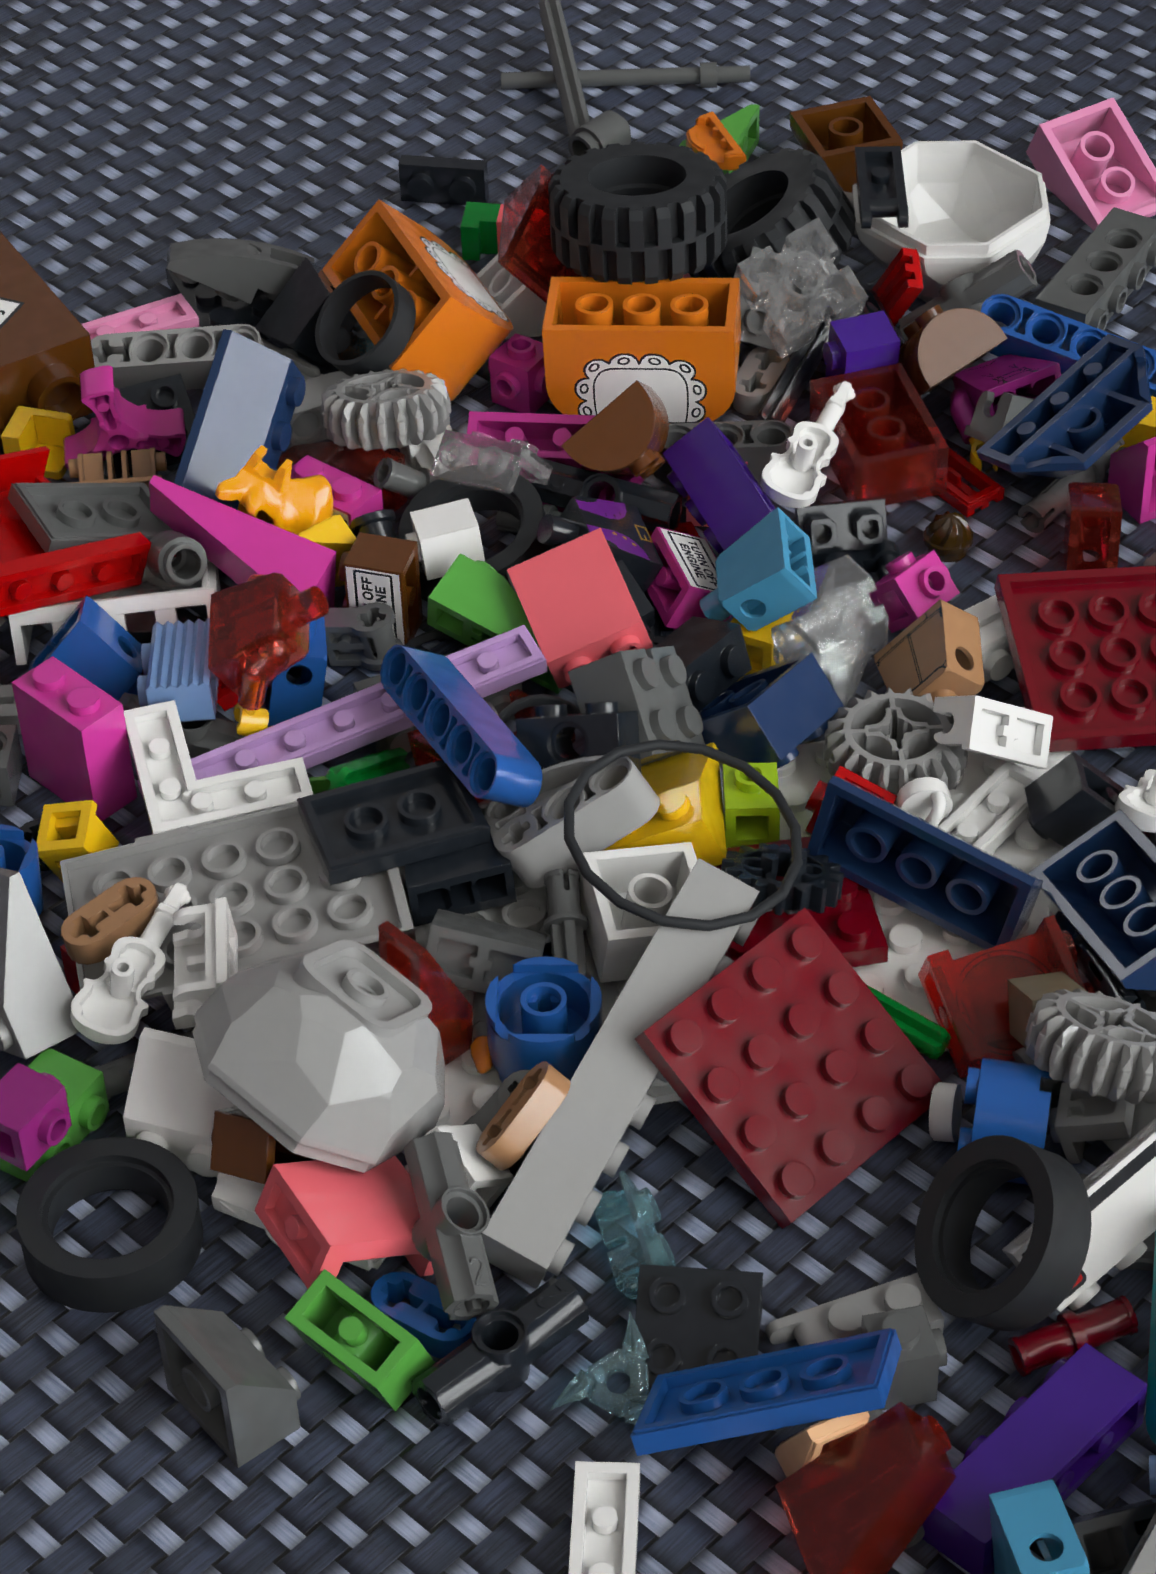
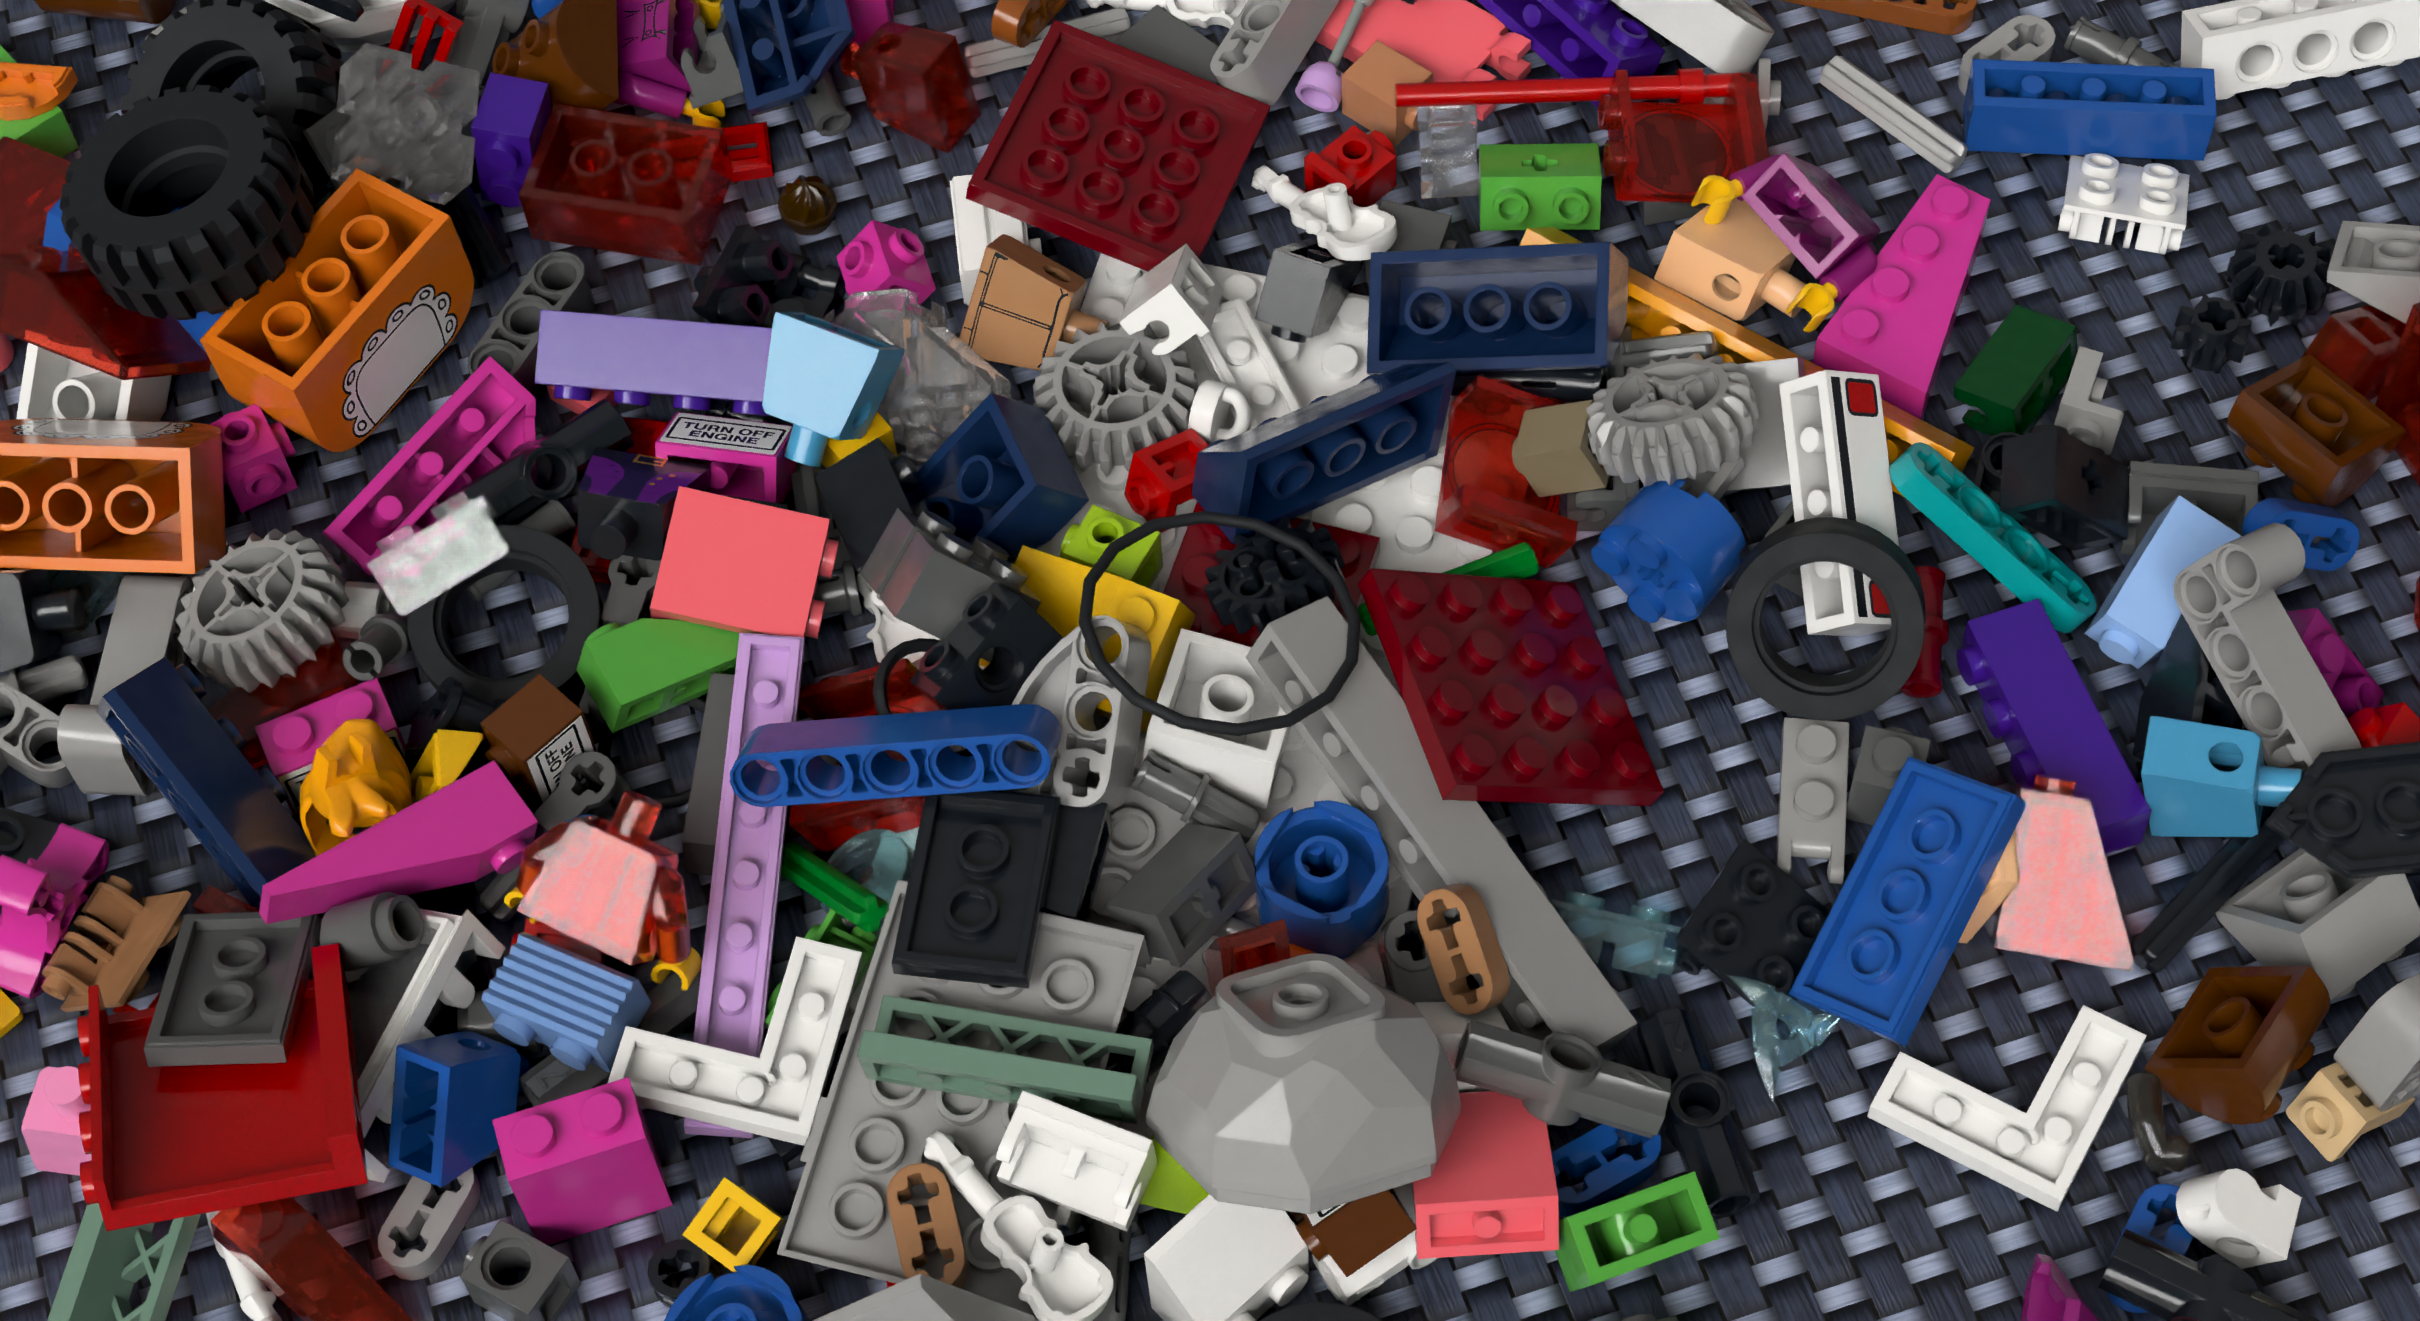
camera: 60 degrees left, 15 degrees up
(248, 896) = (1004, 1074): none -> sand green fence
(339, 304) = (63, 597): black tyre -> none
(444, 534) = (531, 639): white brick -> none
(624, 435) = (520, 399): reddish brown brick -> none
(796, 476) = (663, 281): white piece -> none
(945, 1112) = (1605, 597): white tile -> none

